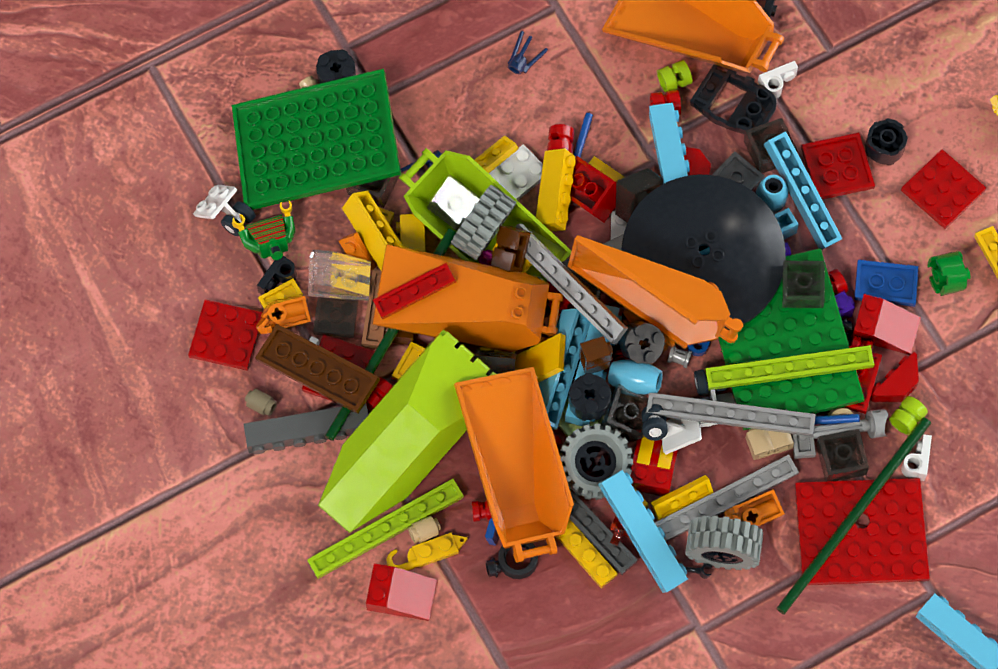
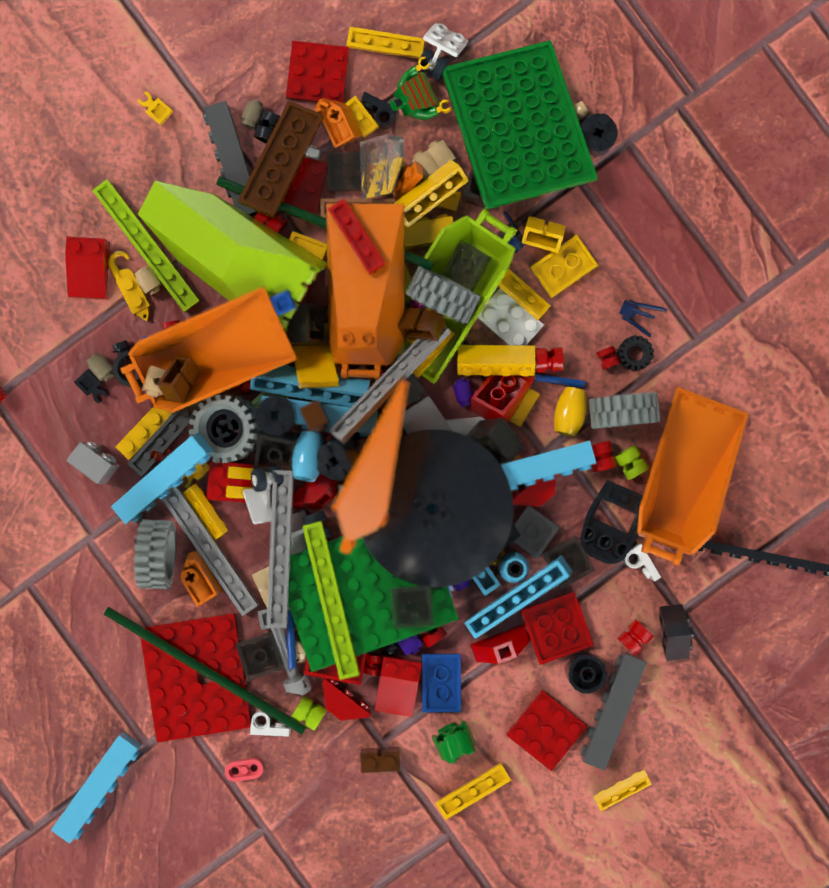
camera: 80 degrees right, 20 degrees up
(206, 263) = (385, 42): none -> yellow plate
(239, 500) = (156, 109): none -> yellow plate
(285, 388) = (268, 122): none -> black wheel
(335, 226) = (433, 158): none -> tan brick
(432, 132) = (543, 235): none -> yellow piece
(465, 120) = (564, 268): none -> yellow tile
(473, 368) = (283, 302): none -> blue tile
(512, 590) = (100, 367): none -> dark tan brick
(529, 604) = (90, 384): none -> black plate
(537, 522) = (152, 378): none -> tan brick
(538, 495) = (178, 378): none -> reddish brown piece
(565, 87) = (608, 362): none -> red wheel
(566, 52) = (646, 349): none -> black tyre
(584, 227) = (463, 391): none -> dark purple brick
(616, 127) = (570, 411): none -> yellow piece
(616, 604) = (93, 462): none -> light grey brick
(622, 71) = (624, 410): none -> light grey wheel
(674, 380) = (315, 494): none -> red slope
(851, 52) = (676, 632): none -> black brick
(853, 220) = (501, 646): none -> red slope
(856, 95) = (635, 637): none -> red wheel
(927, 122) = (613, 710): none -> dark grey brick
(963, 348) = (386, 763): none -> reddish brown piece
(965, 491) = (245, 770): none -> coral plate

